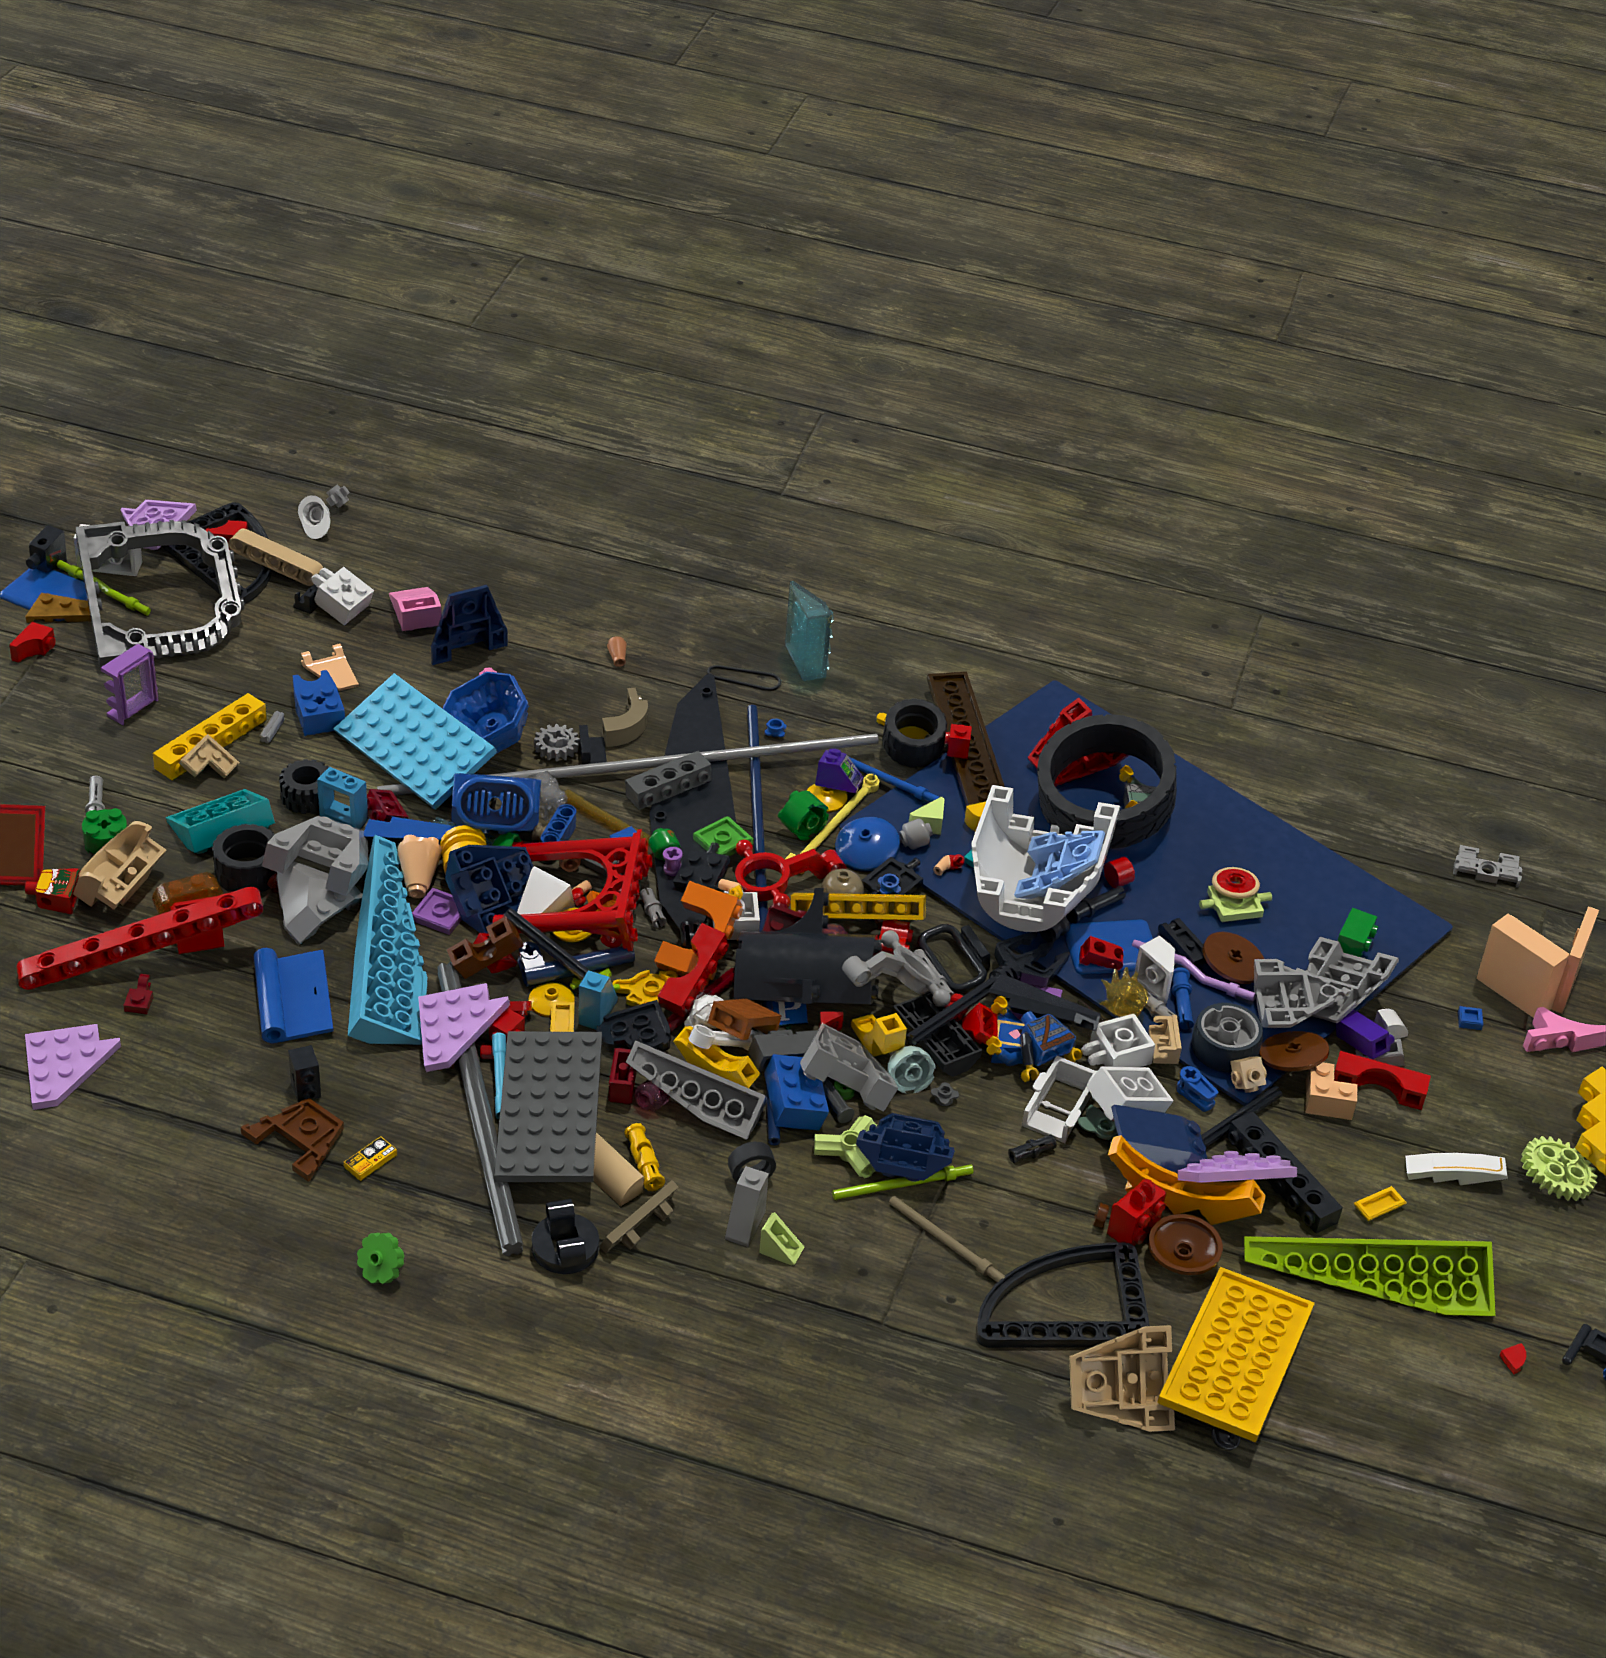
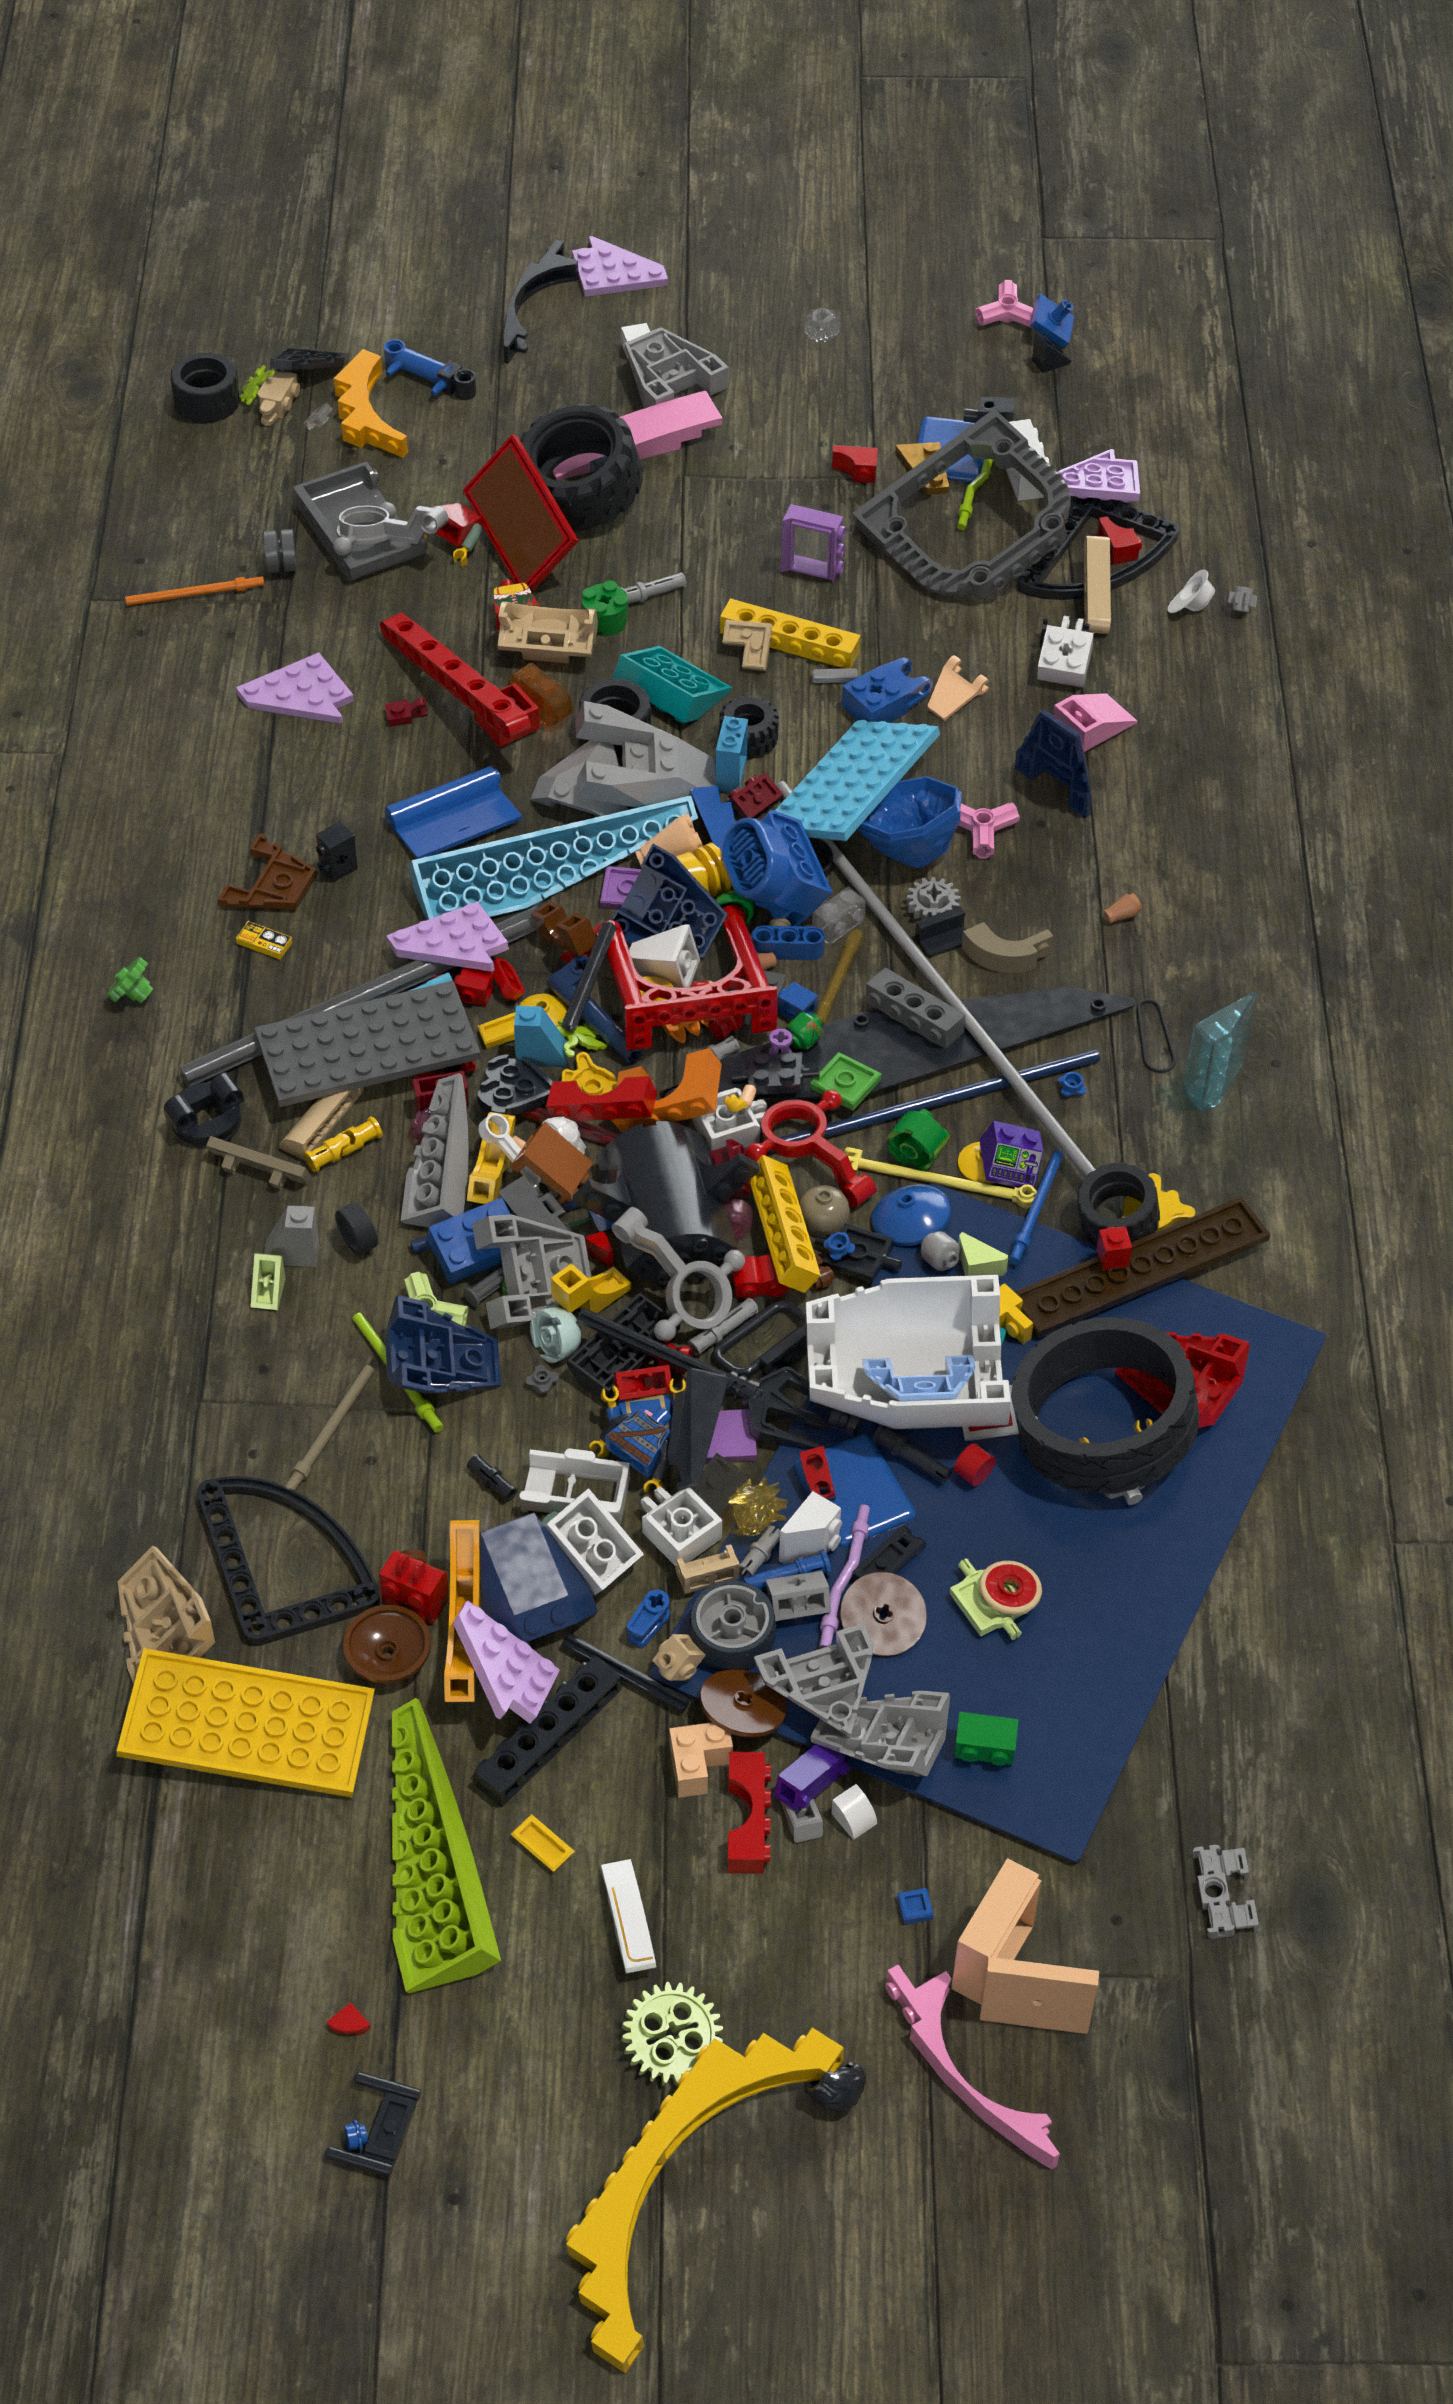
camera: 75 degrees right, 10 degrees up
(1207, 989) = (799, 1595): none -> light grey brick

